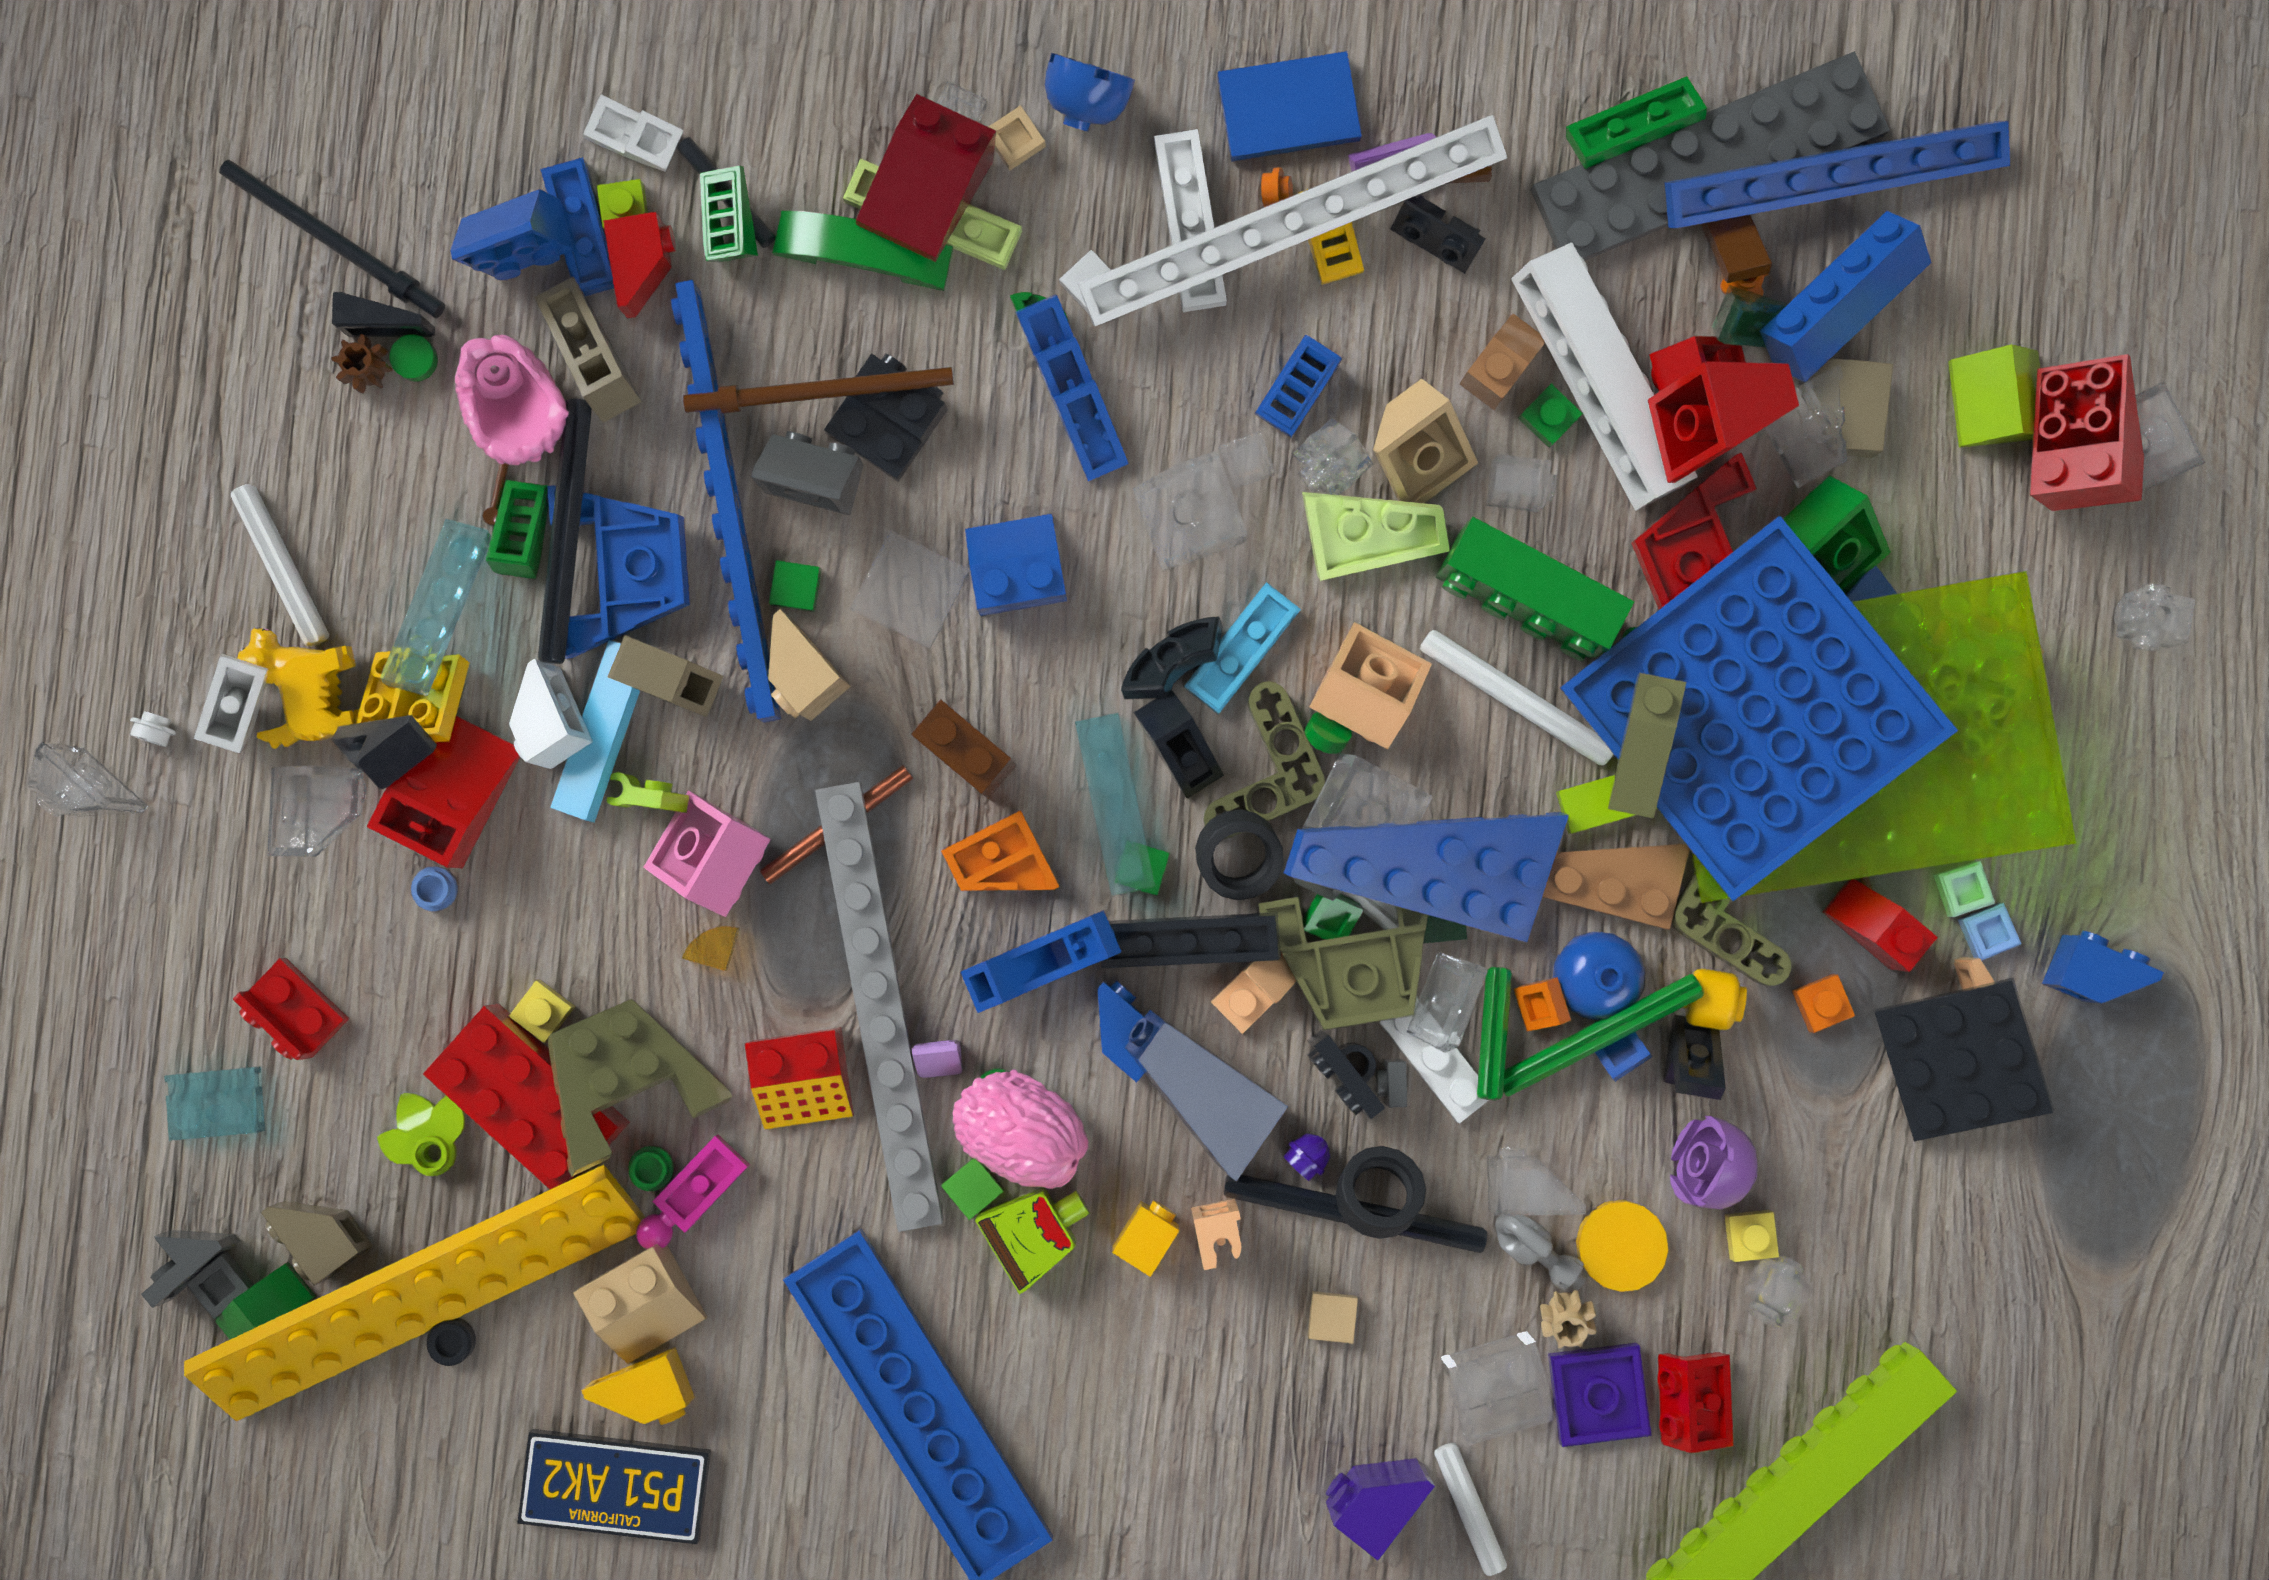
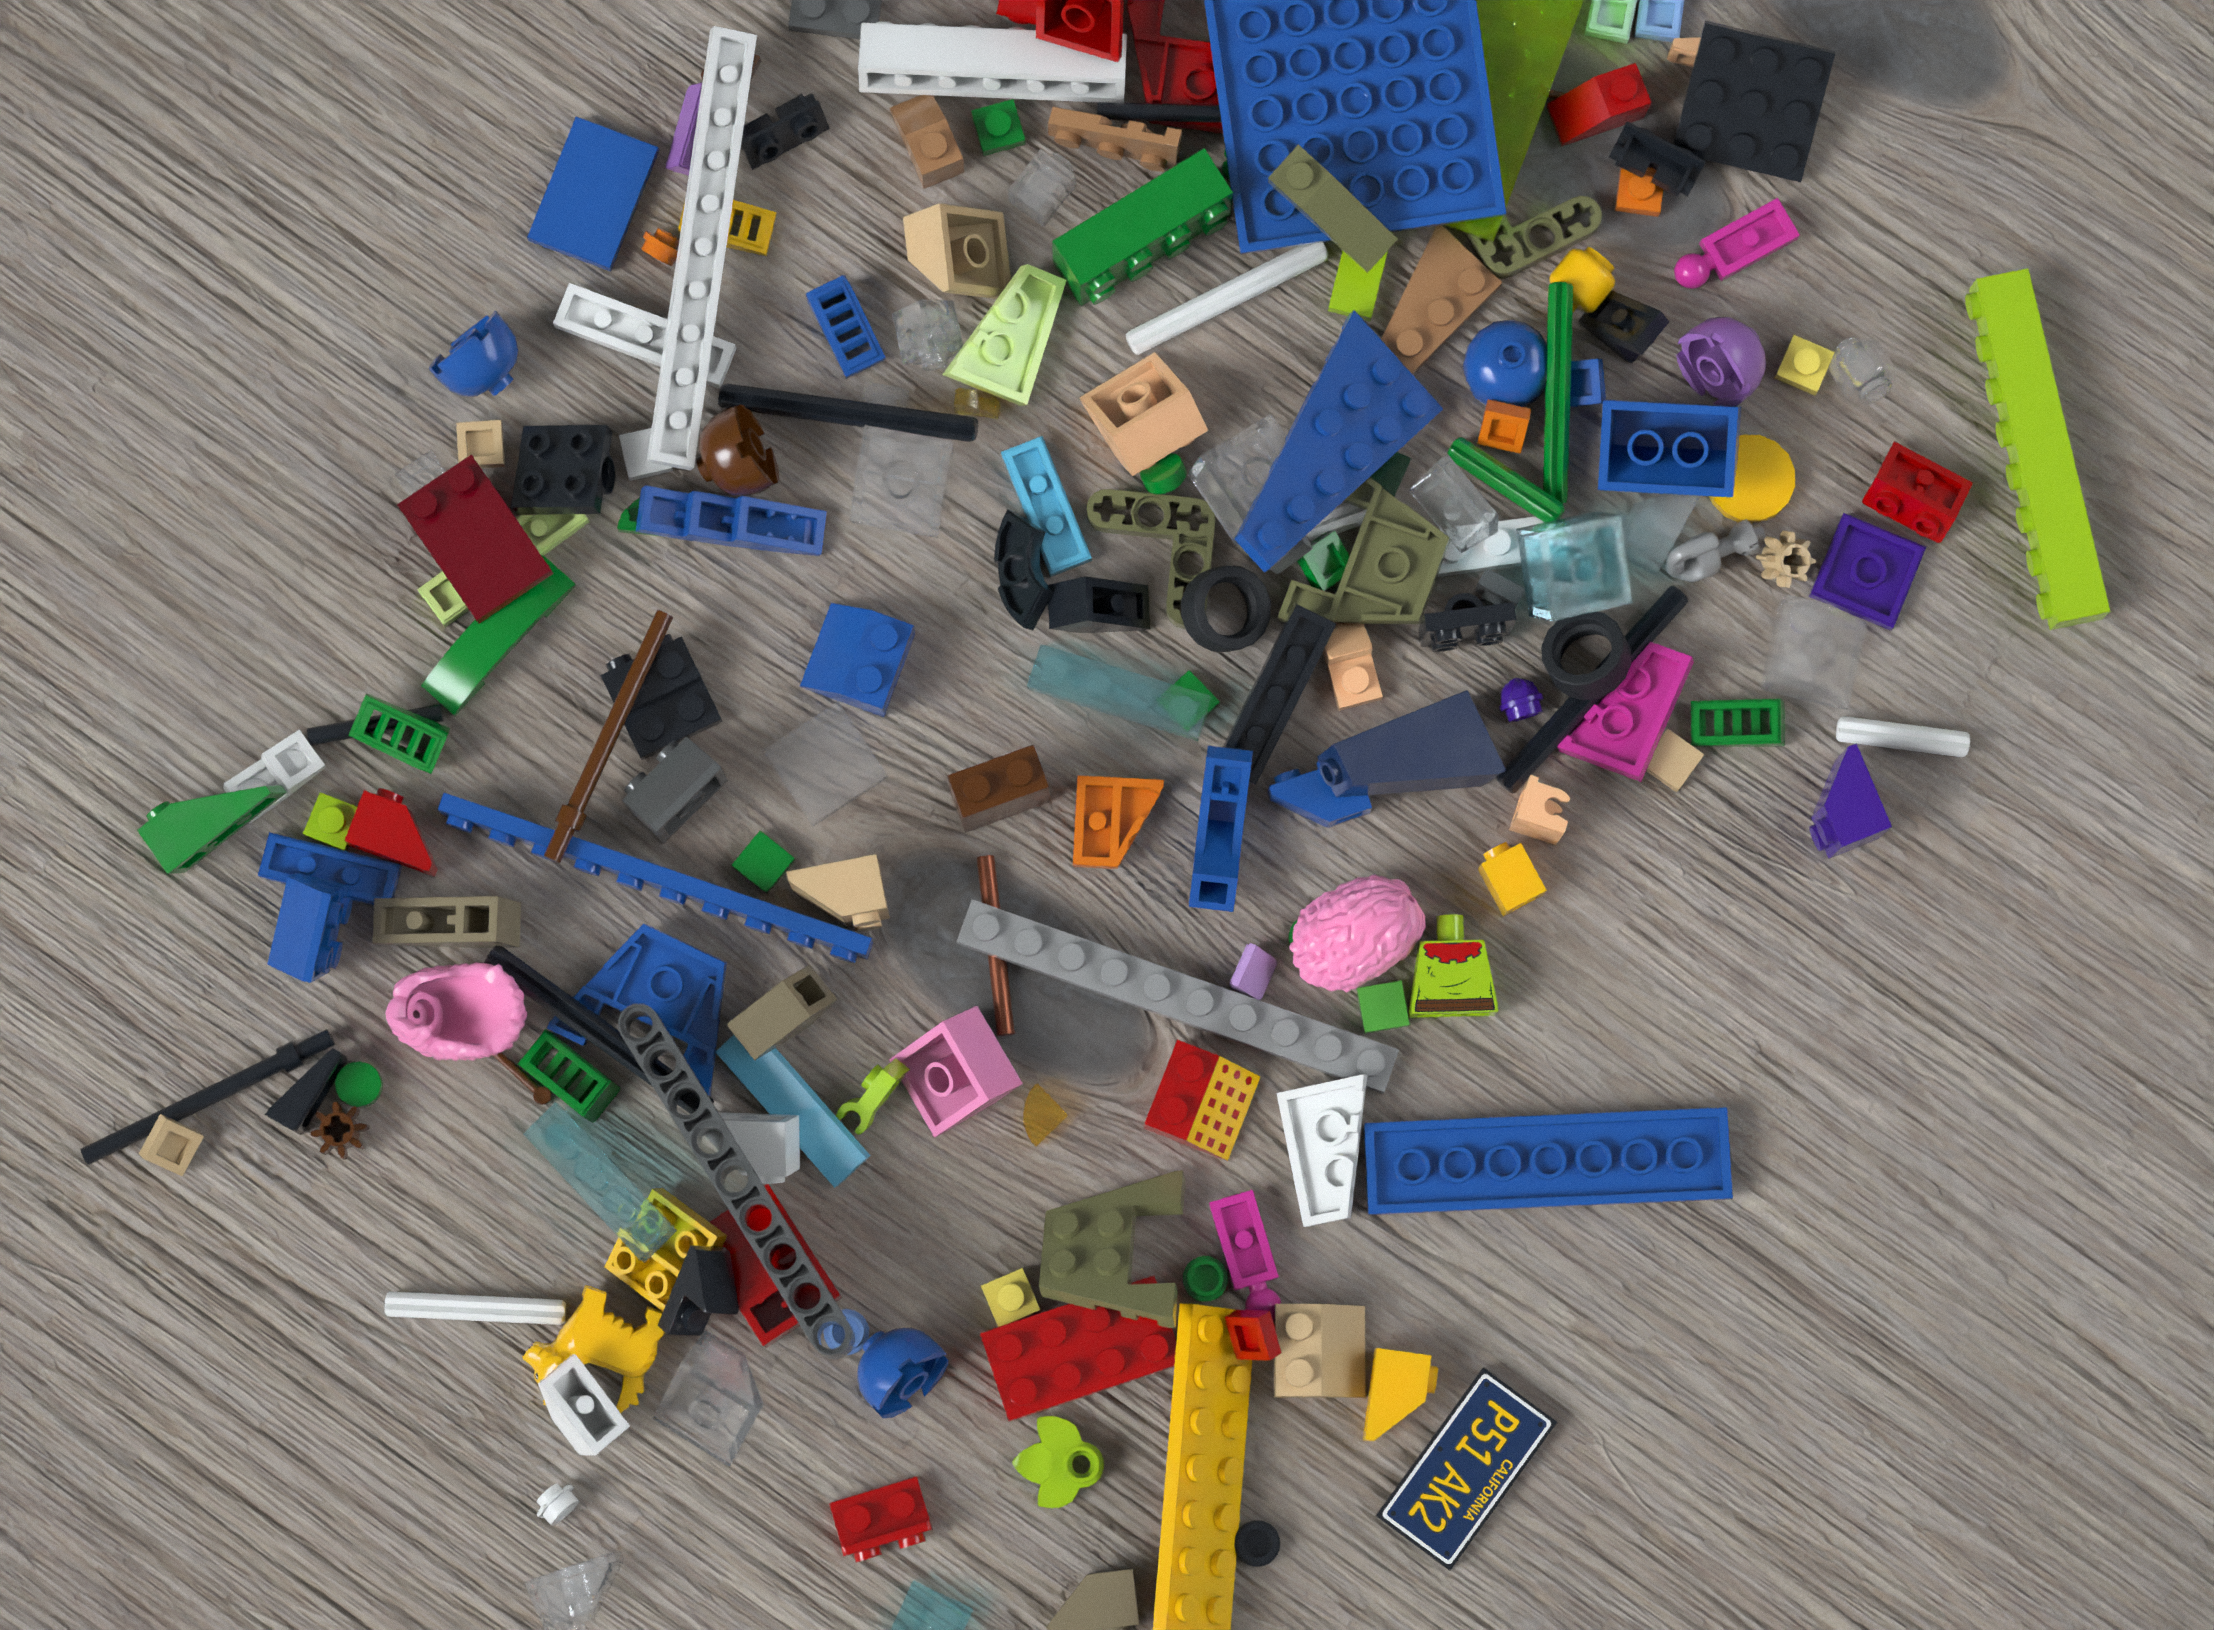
camera: 60 degrees left, 5 degrees down
(270, 231) = (171, 1145): none -> tan plate
(421, 950) = (897, 1367): none -> blue cylinder
(468, 732) = (720, 1164): none -> dark grey beam
(542, 89) = (191, 829): none -> green slope
(613, 1243) = (1253, 1335): none -> red plate
(820, 1206) = (1323, 1145): none -> white wing
(1032, 219) = (563, 470): none -> black plate
(1129, 356) = (735, 455): none -> reddish brown cylinder
(1222, 432) = (849, 412): none -> black axle
(1293, 529) = (968, 403): none -> clear yellow tile
(1340, 1262) = (1631, 719): none -> dark pink wing
(1415, 1391) = (1756, 739): none -> green slope
(1452, 1139) = (1574, 566): none -> clear light blue brick
(1605, 534) = (1131, 140): none -> medium nougat wing
(1607, 1163) = (1669, 448): none -> blue slope
(1644, 544) = (1159, 112): none -> black bar
(1824, 1118) = (1738, 245): none -> dark pink plate
(1864, 1022) = (1674, 166): none -> black hinge

